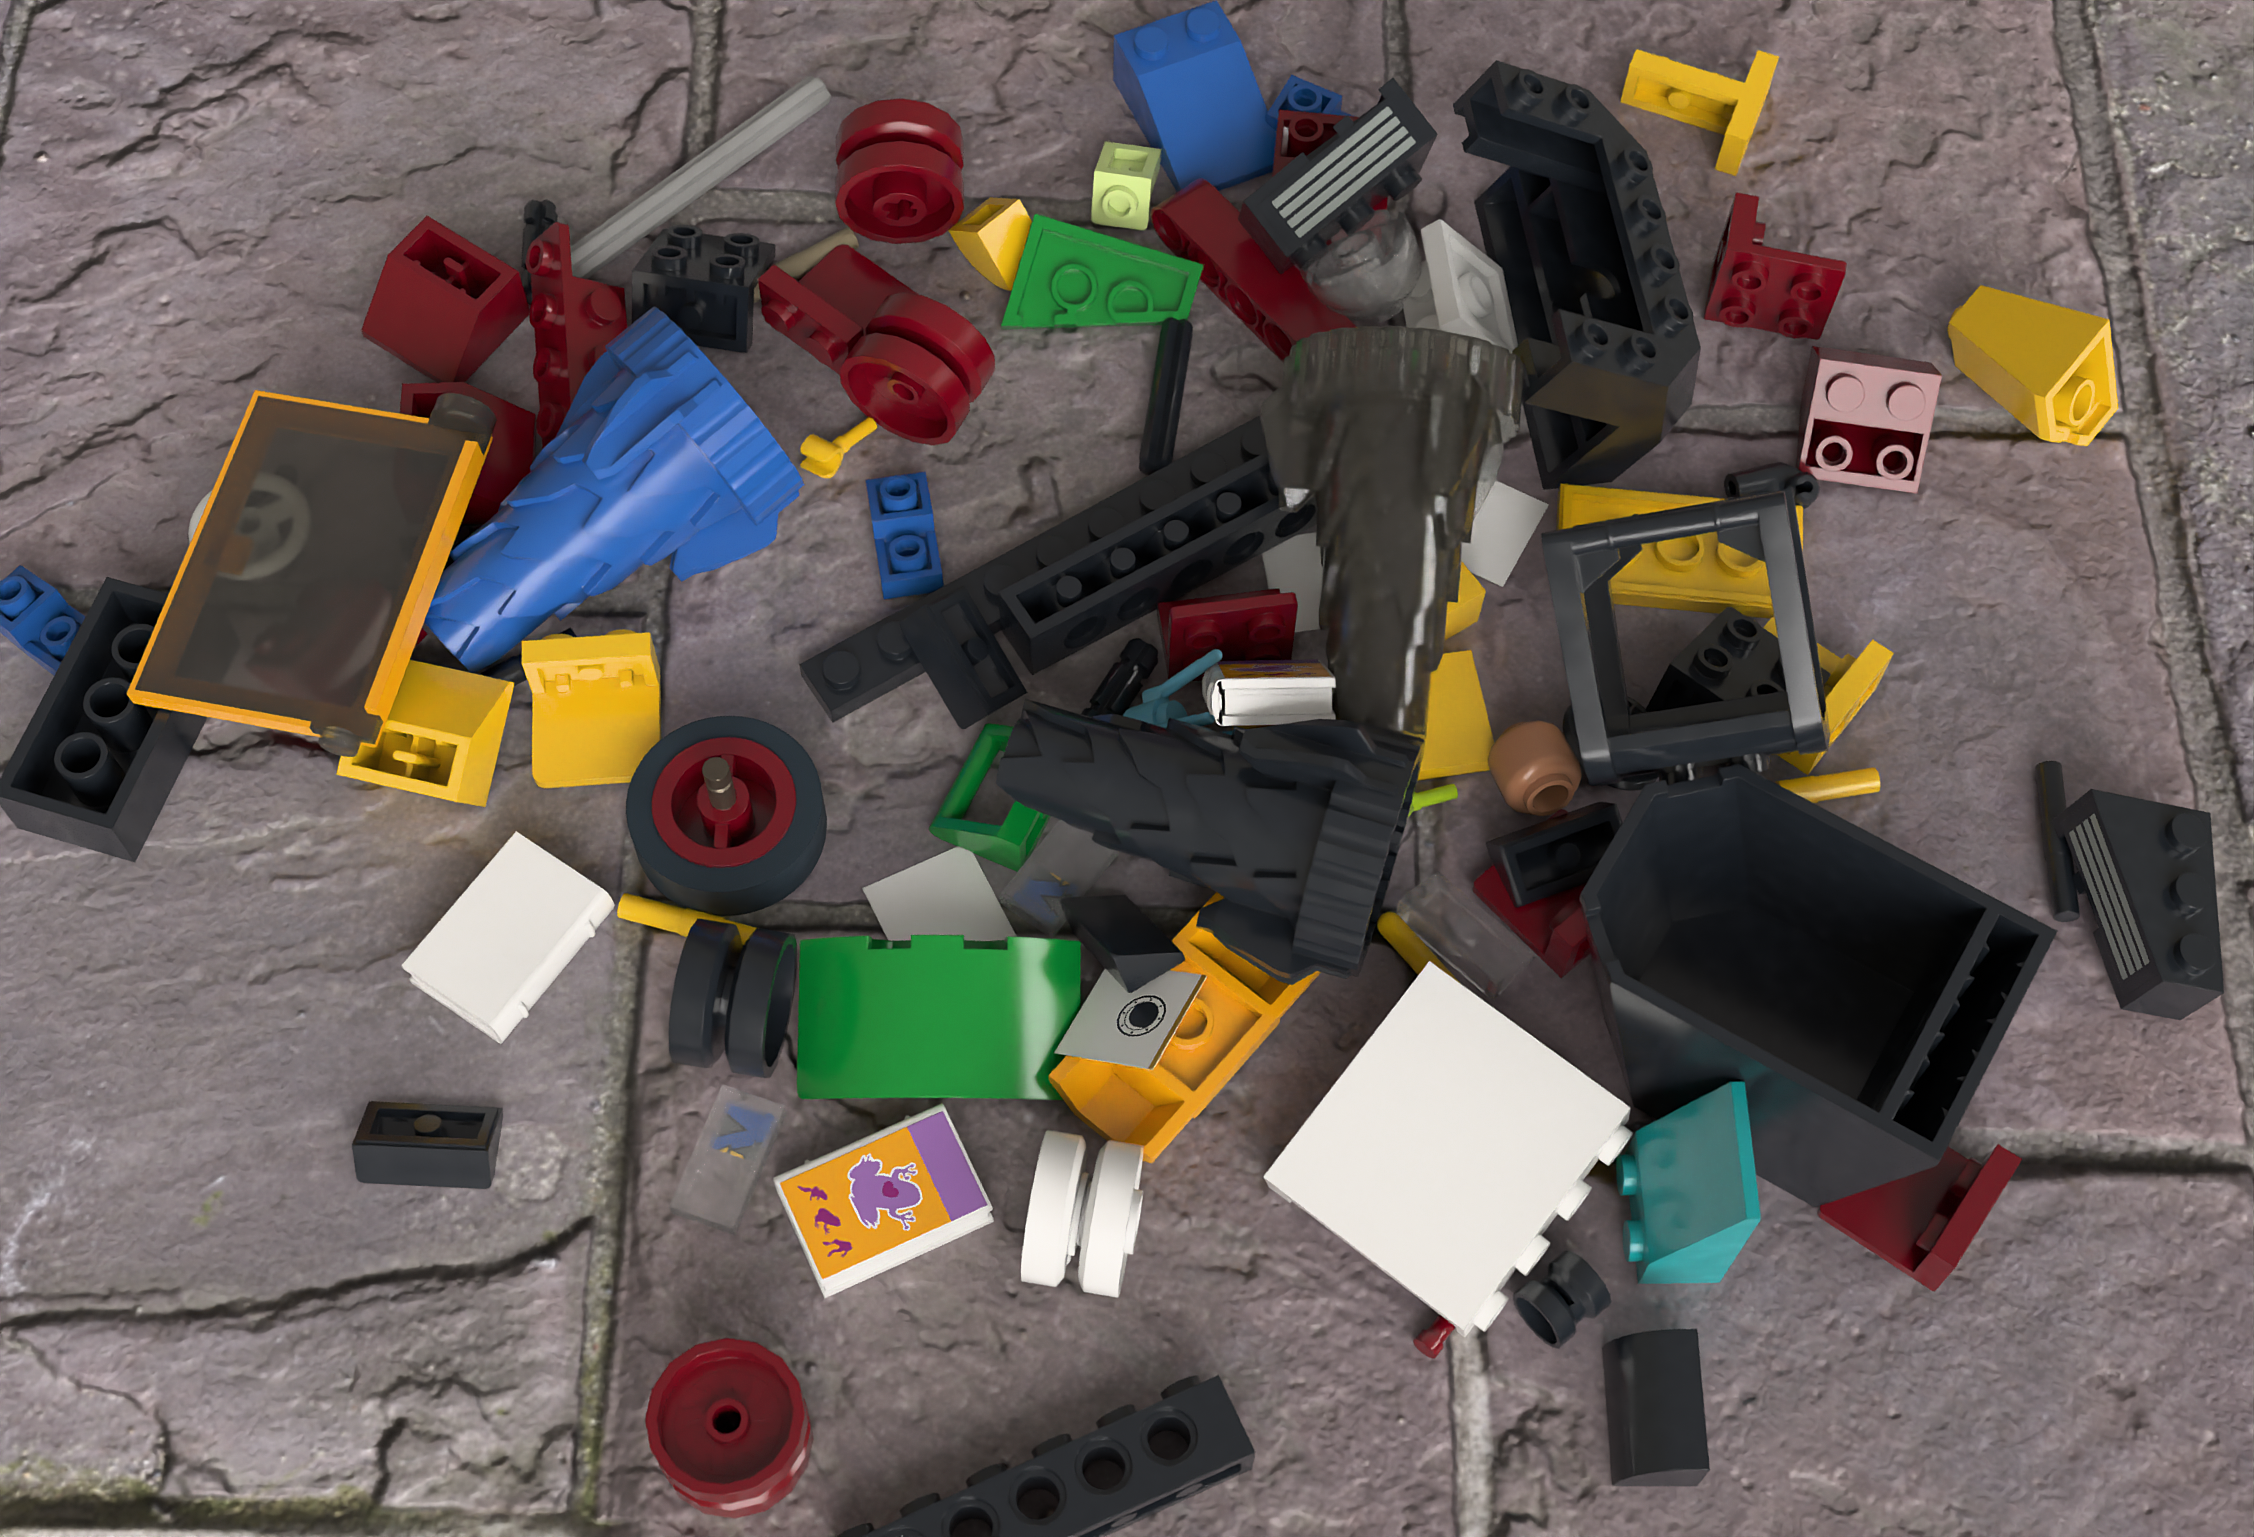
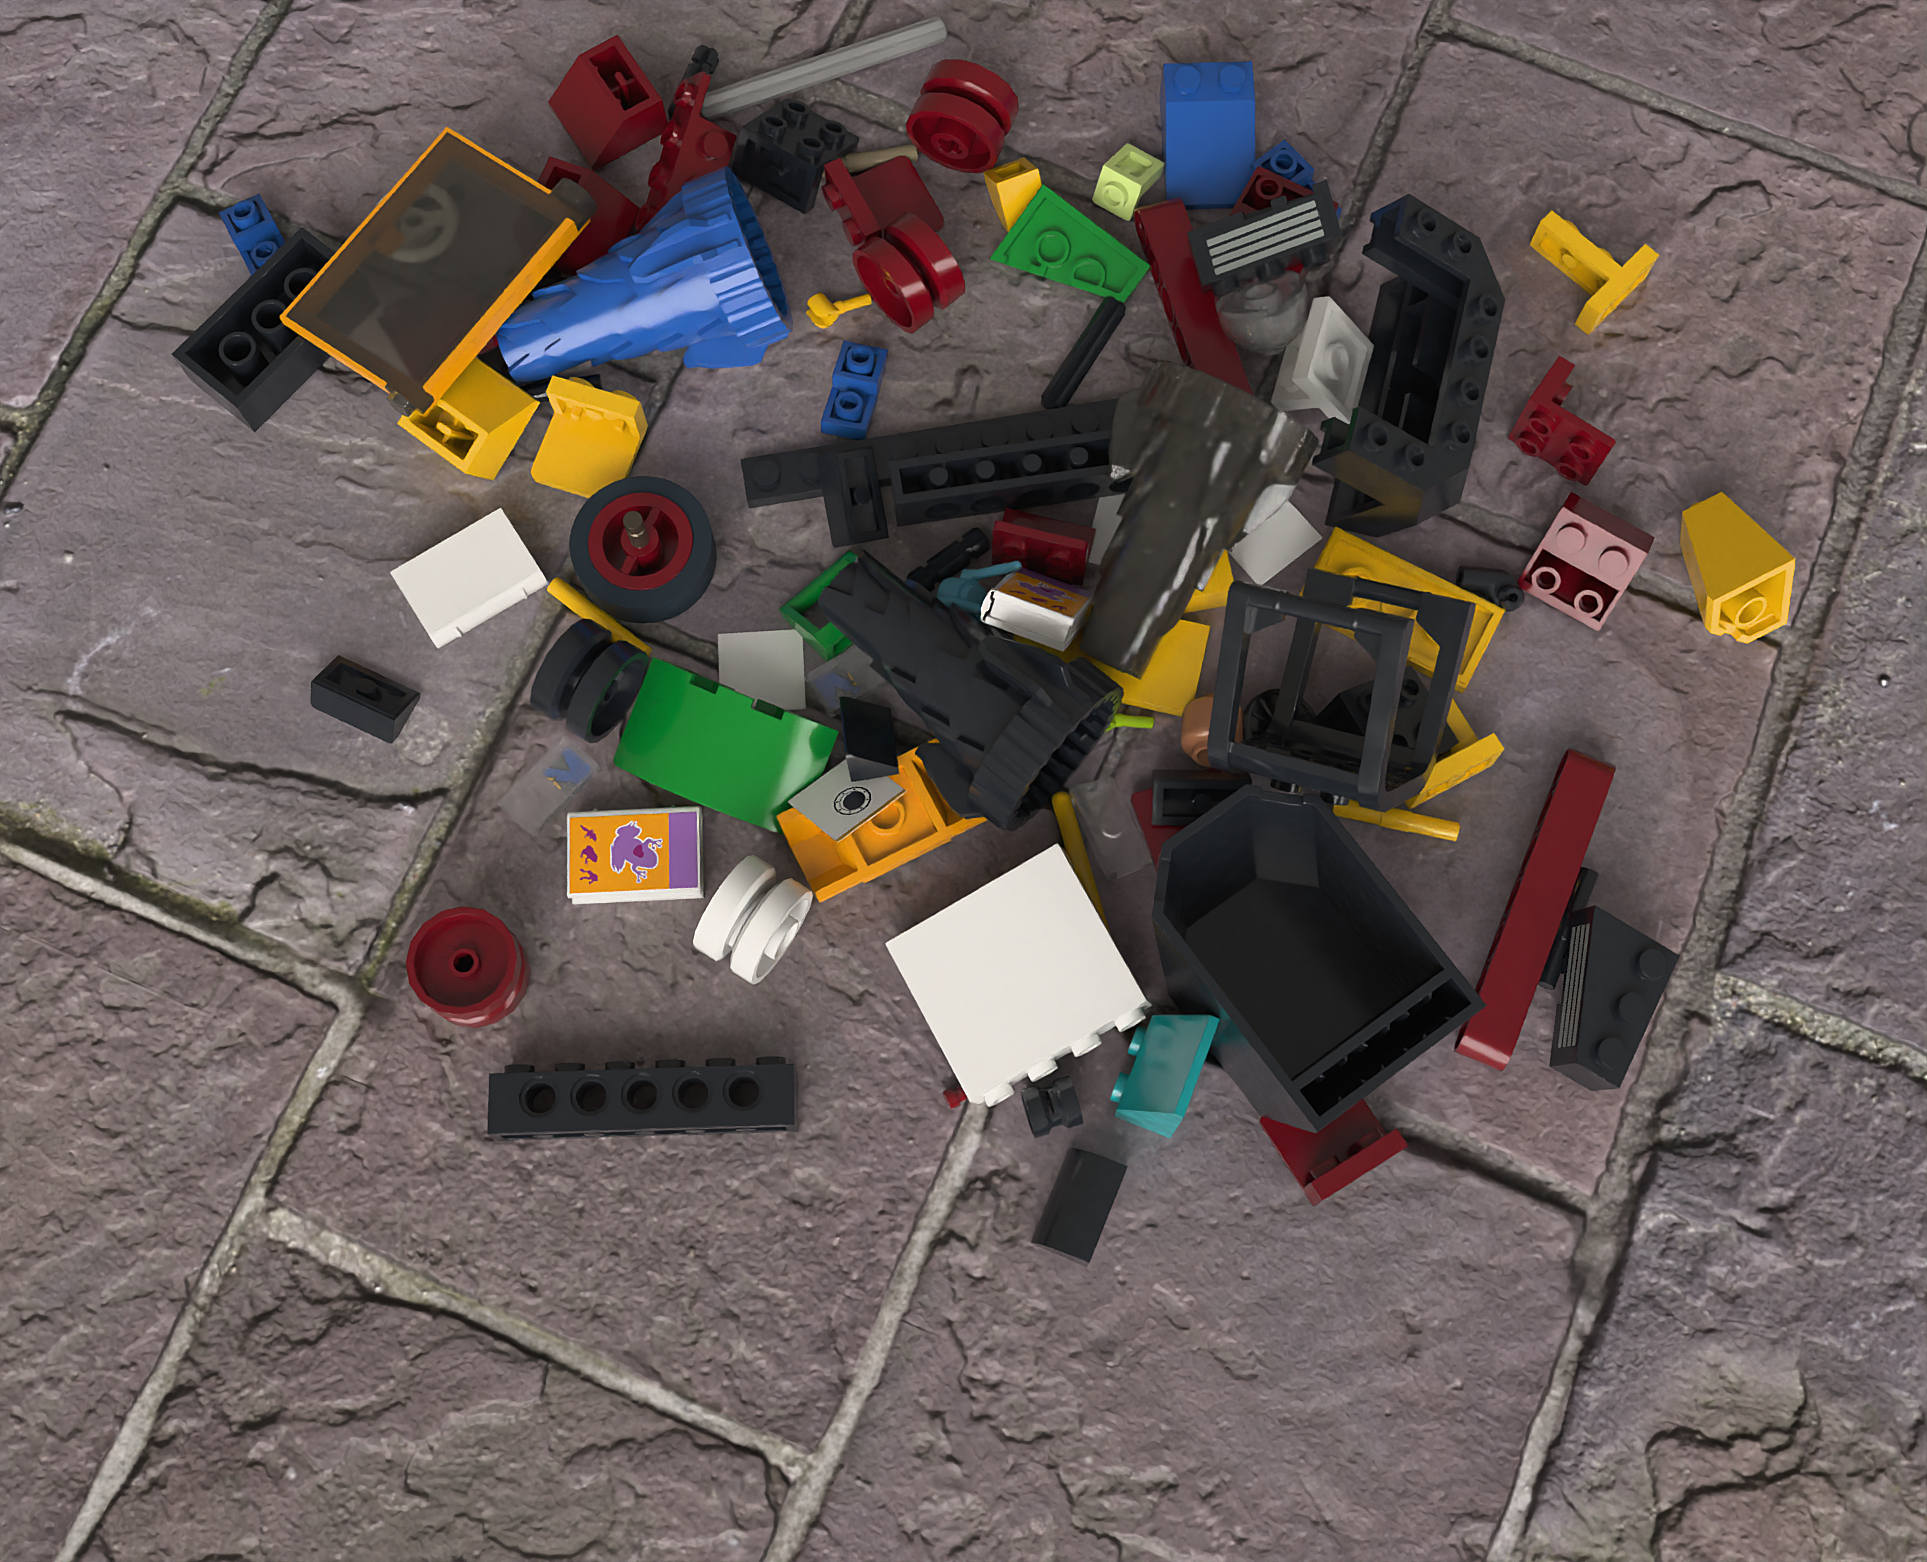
camera: 25 degrees right, 10 degrees up
(2013, 811) = (1535, 908): none -> dark red beam

